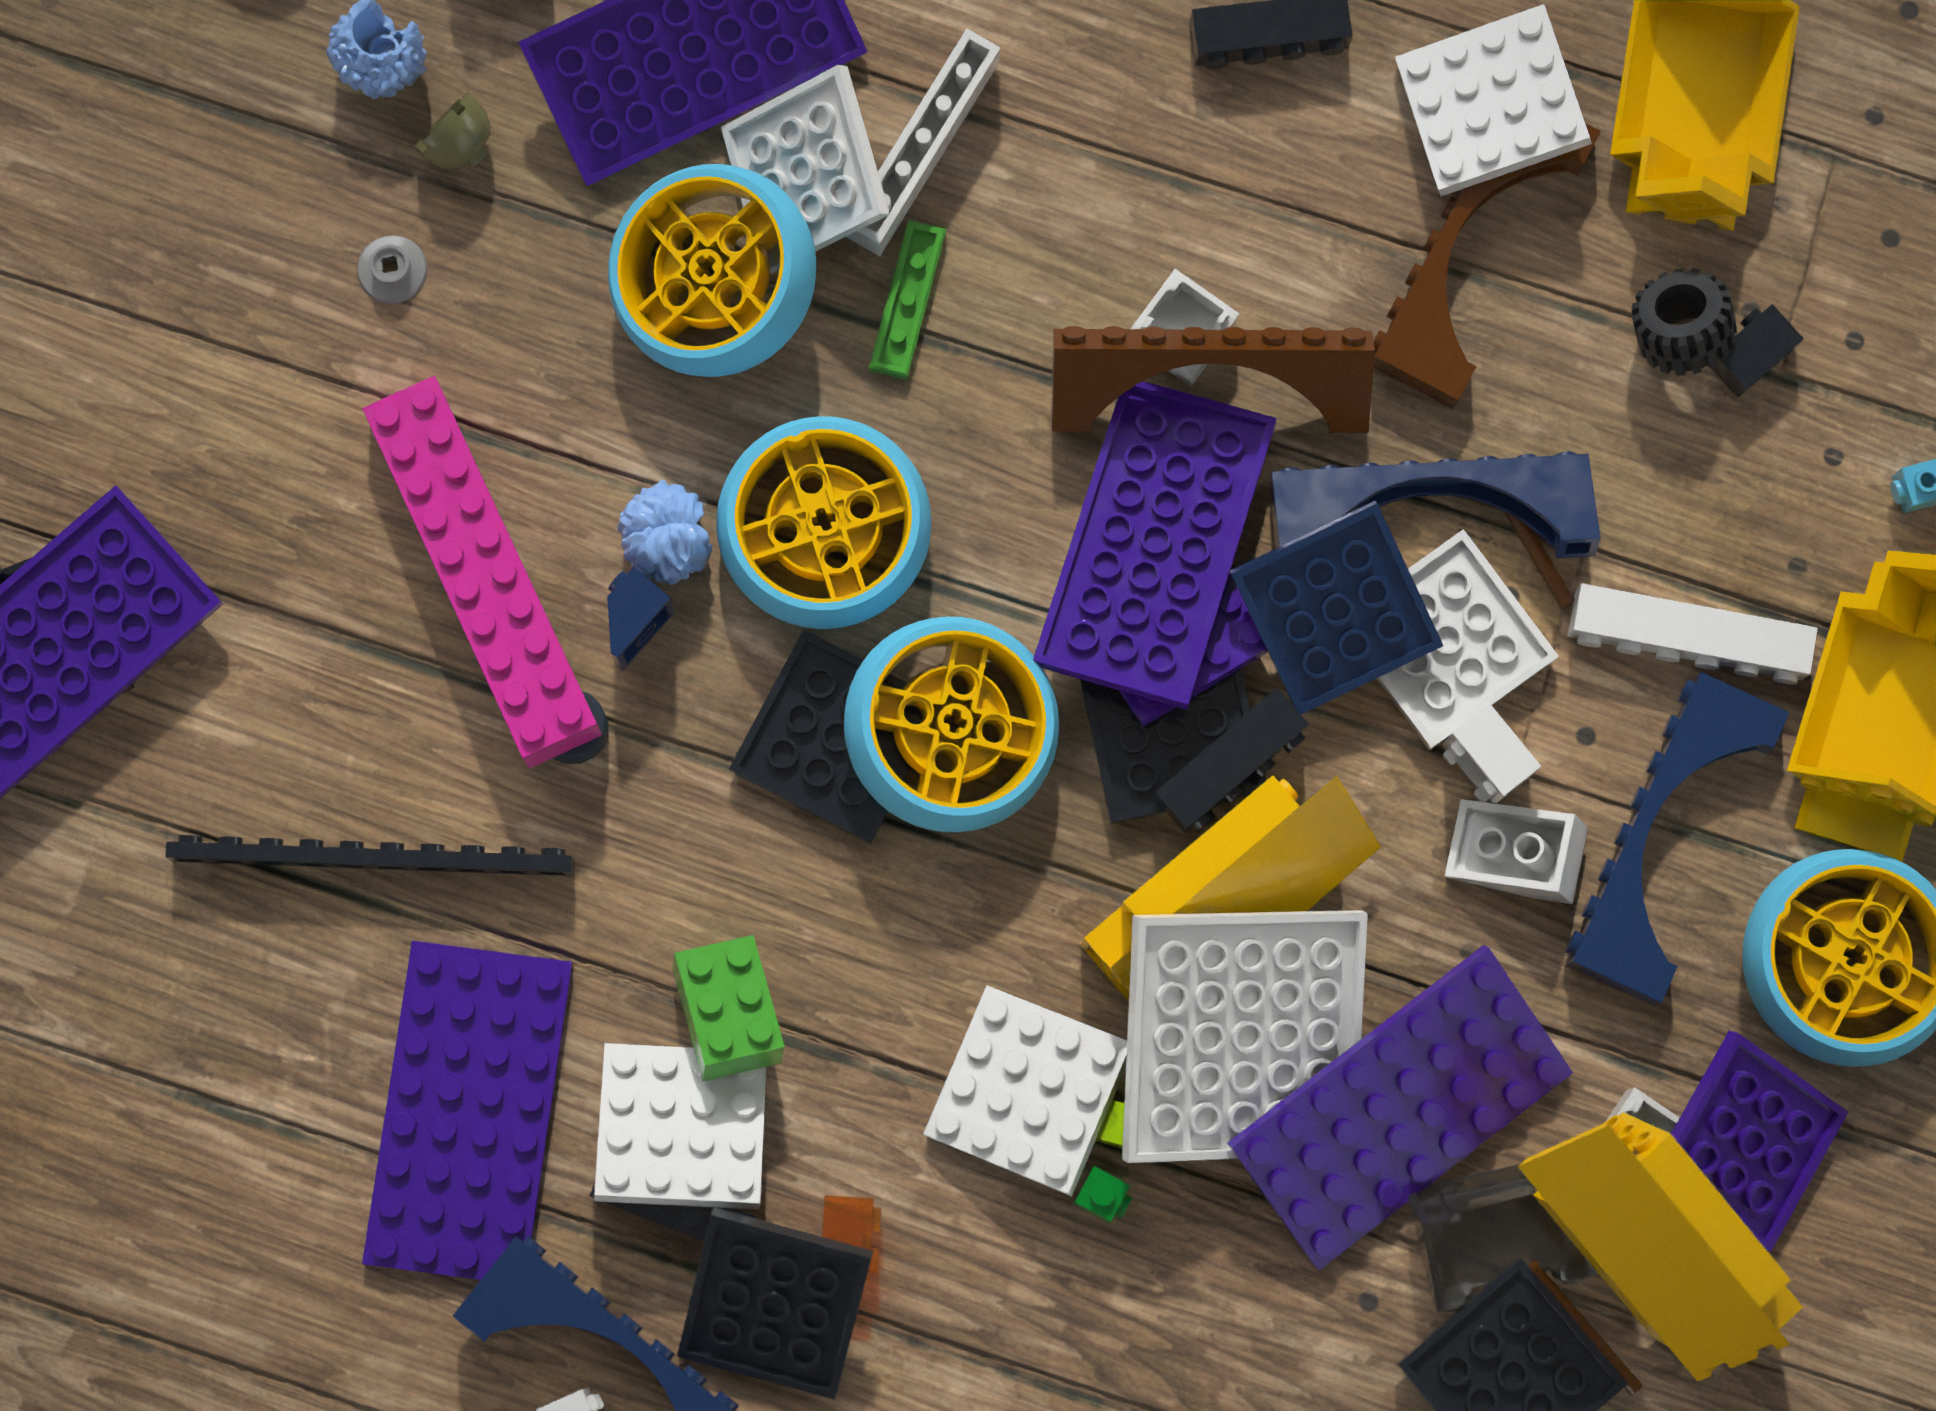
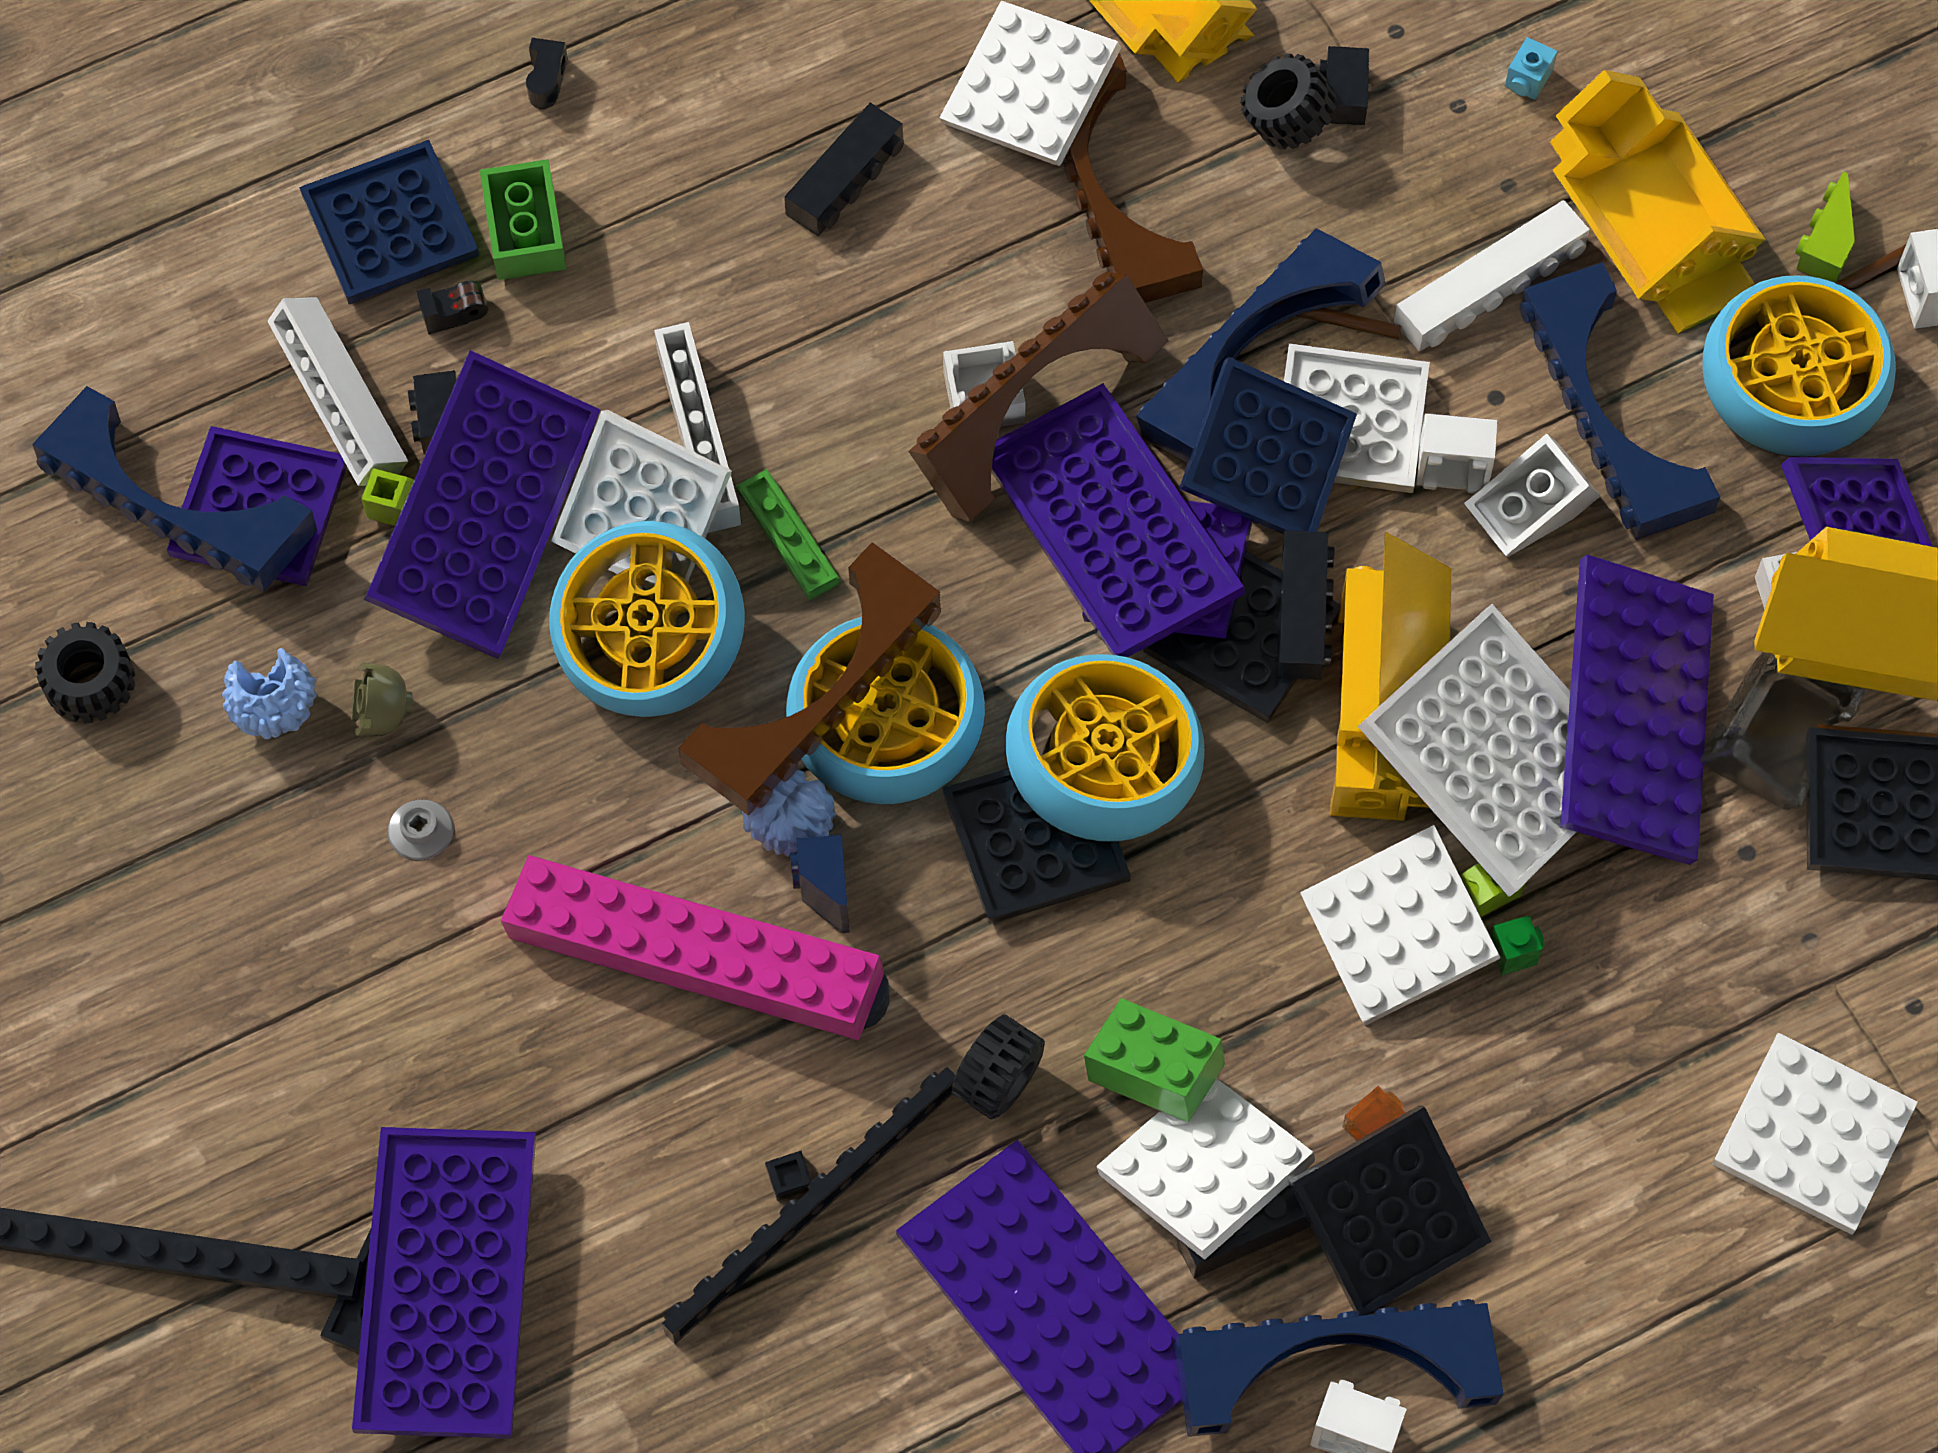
camera: 40 degrees left, 15 degrees down
(381, 817) = (788, 1175): none -> black tile
(605, 895) = (998, 1066): none -> black tyre
(889, 456) = (753, 760): none -> reddish brown arch

